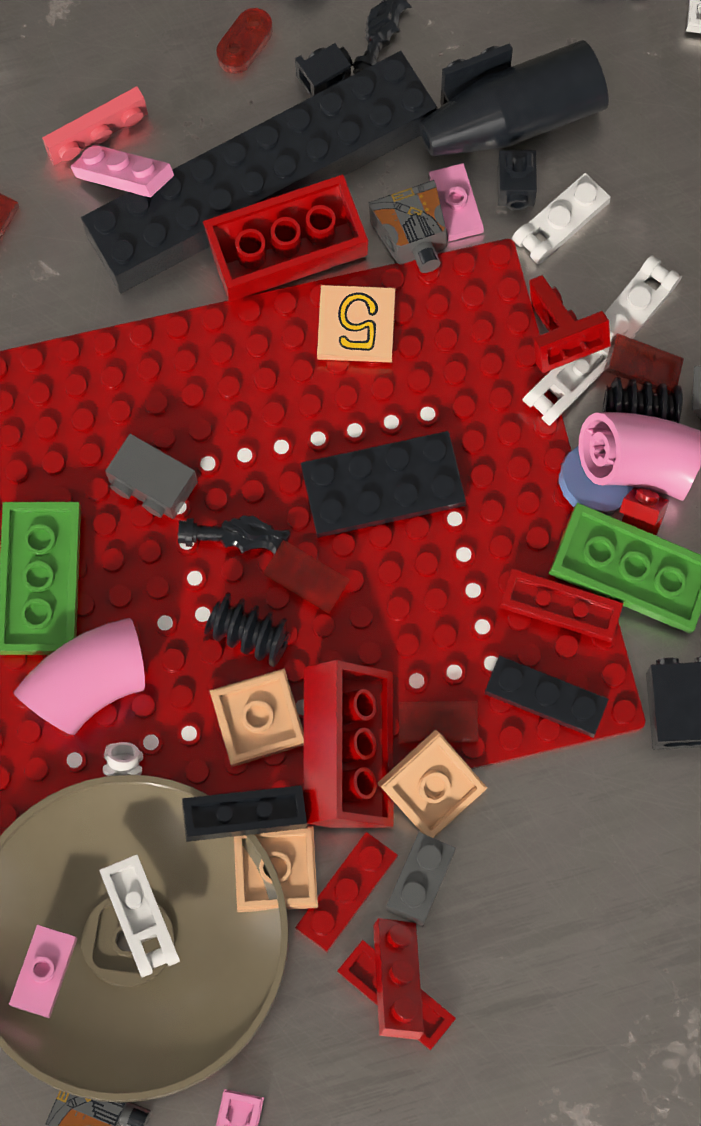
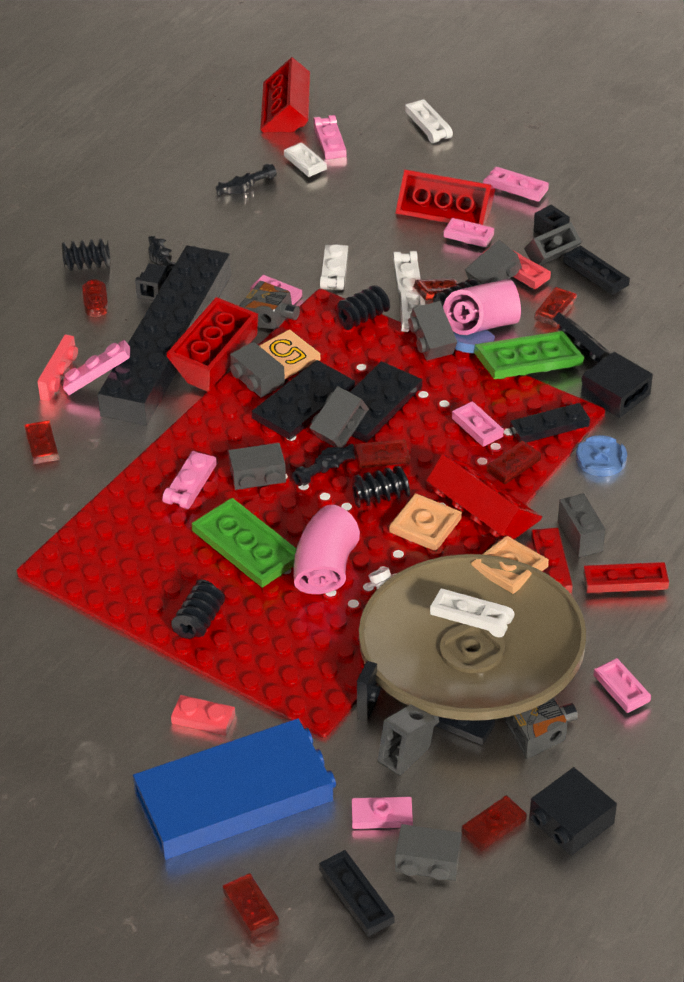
camera: 45 degrees left, 30 degrees down
(43, 971) = (453, 666): bright pink plate -> none
(70, 429) = (190, 480): none -> bright pink plate
(244, 813) = (470, 544): black plate -> none
(293, 324) = (257, 369): none -> dark grey brick
(297, 488) = (339, 417): none -> dark grey brick
(308, 412) = (300, 399): none -> black plate
(398, 979) = (620, 560): red plate -> none
(432, 785) = (540, 485): light nougat tile -> none
(458, 627) = (477, 424): none -> bright pink plate
(500, 105) = (265, 233): black piece -> none
(506, 325) = (362, 306): none -> black piece
(517, 178) = (296, 261): black brick -> none
(543, 440) = (432, 330): none -> dark grey brick
(561, 605) = (514, 385): red plate -> none
(565, 791) = (601, 456): none -> medium blue tile
(567, 336) = (397, 289): red bracket -> none
(644, 509) = (506, 328): red bracket -> none

